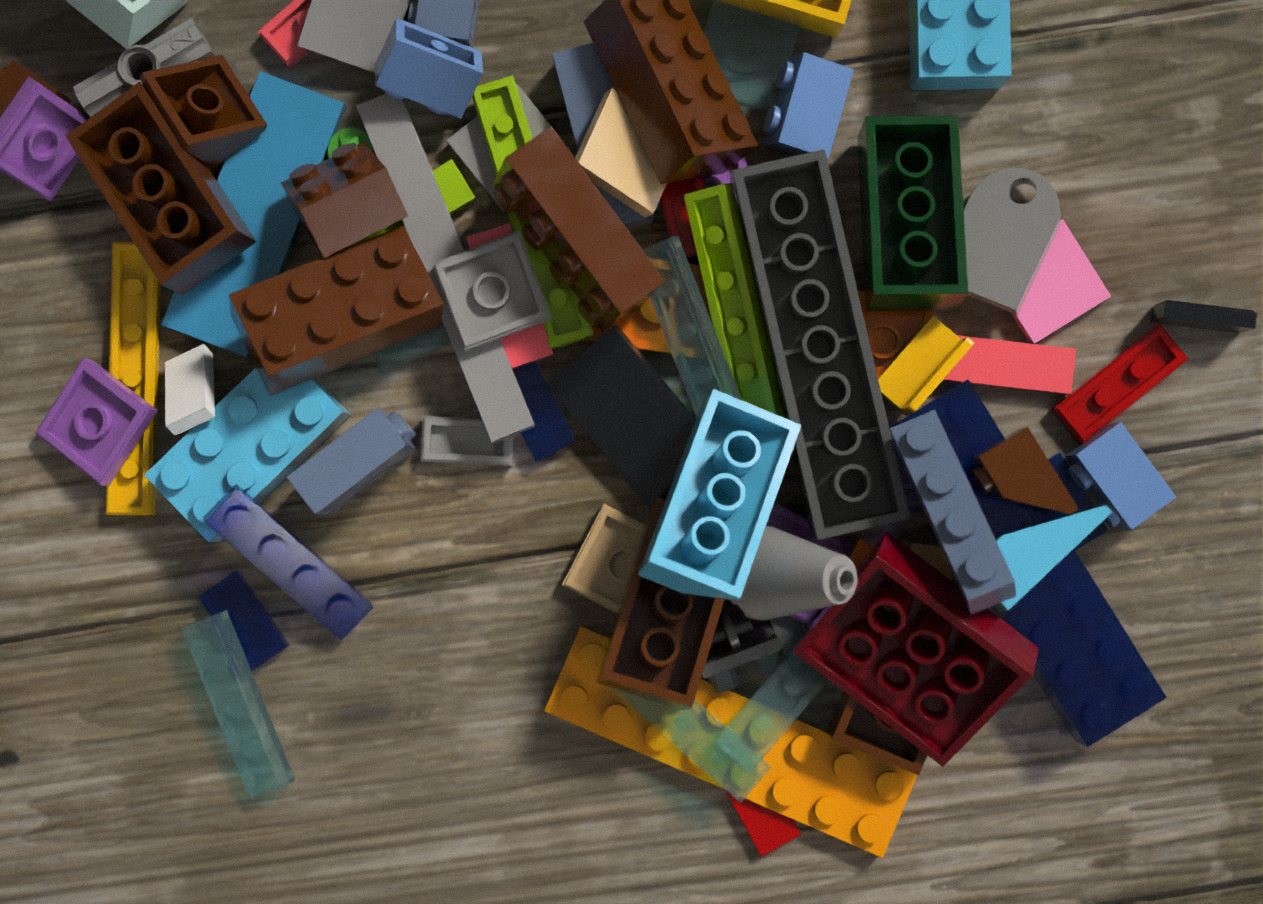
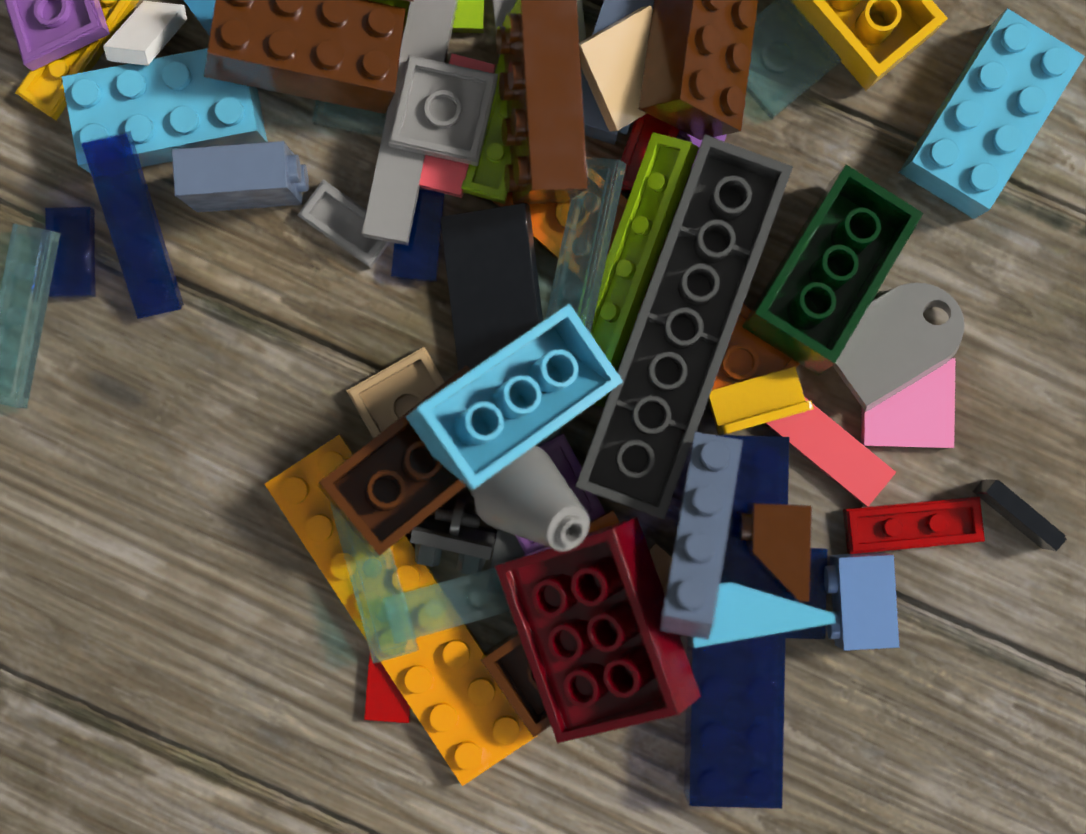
camera: 40 degrees right, 0 degrees up
(807, 105) = (805, 126): medium blue brick -> none

